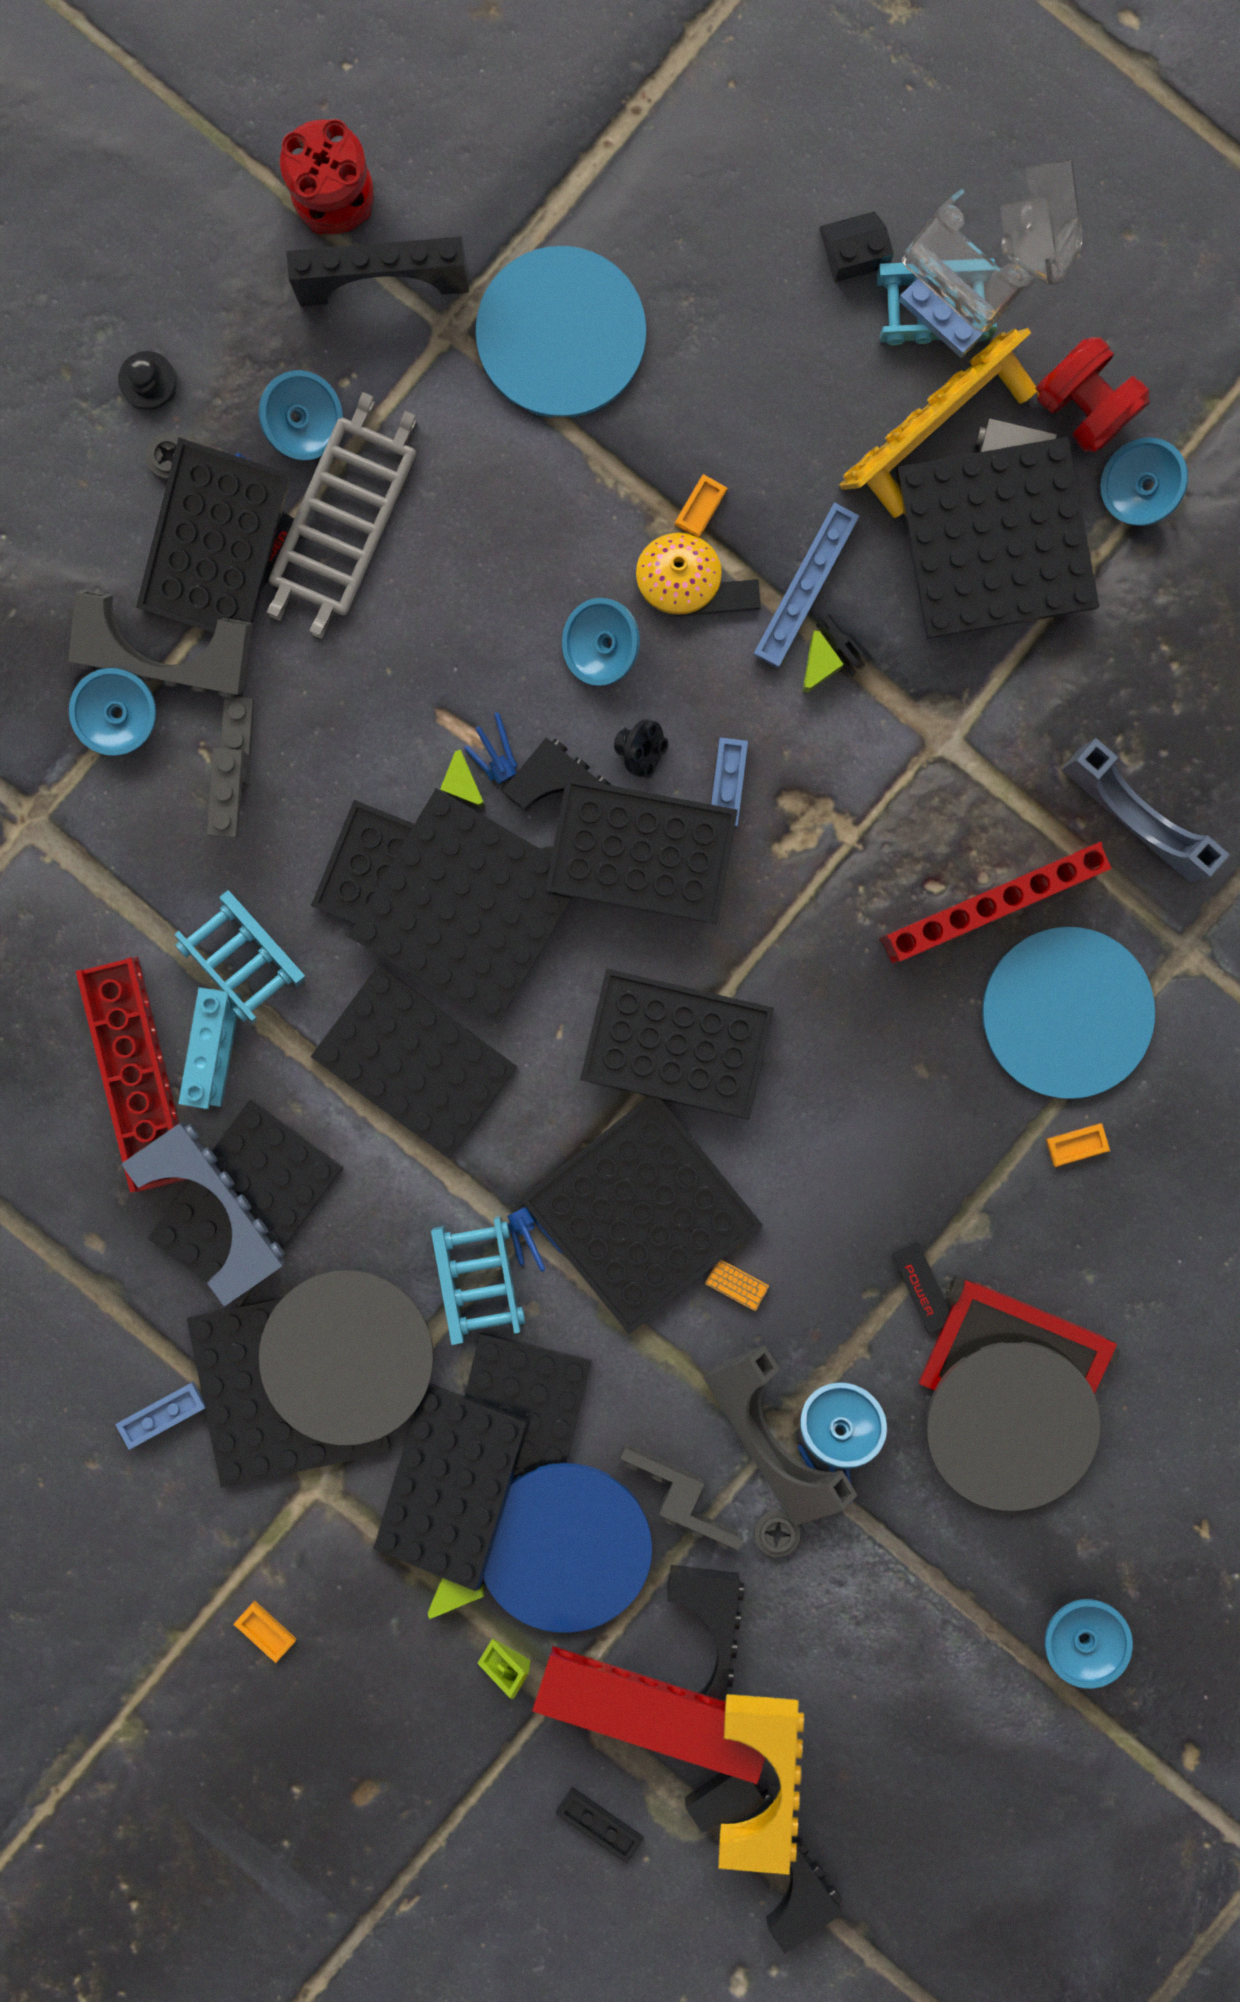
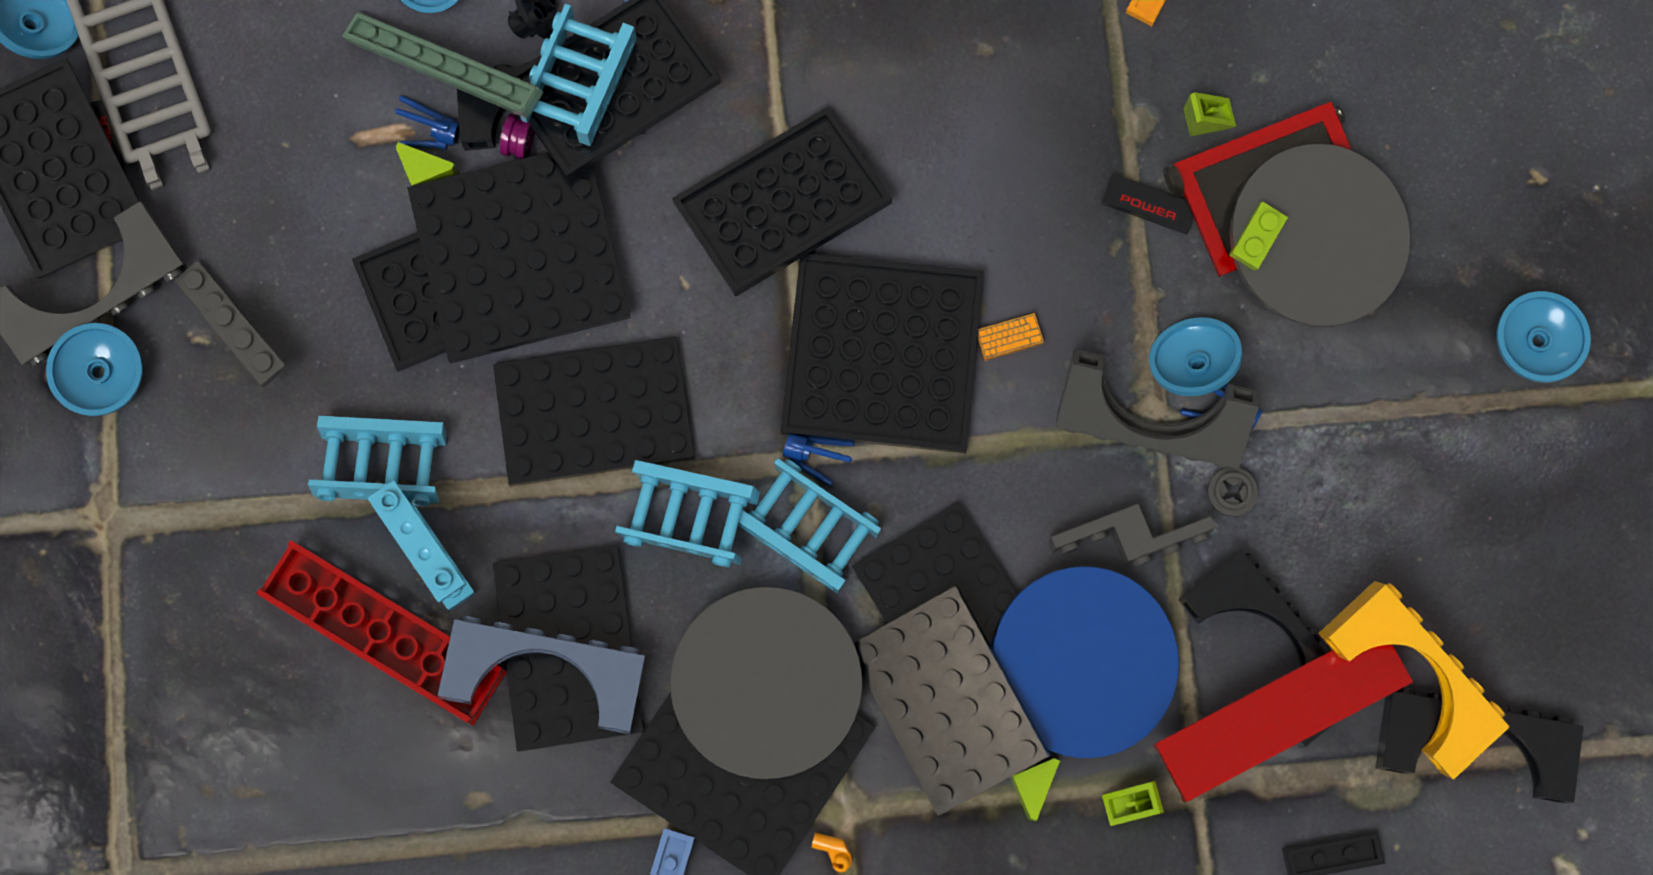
camera: 45 degrees left, 10 degrees down
(288, 1504) = (836, 850): none -> light orange arm
(432, 1195) = (680, 482): none -> medium azure fence
(539, 727) = (443, 64): none -> sand green tile
(543, 823) = (516, 137): none -> magenta wheel
(643, 843) = (608, 70): none -> medium azure fence
(968, 1390) = (1258, 236): none -> lime plate
(1026, 1268) = (1208, 114): none -> lime slope

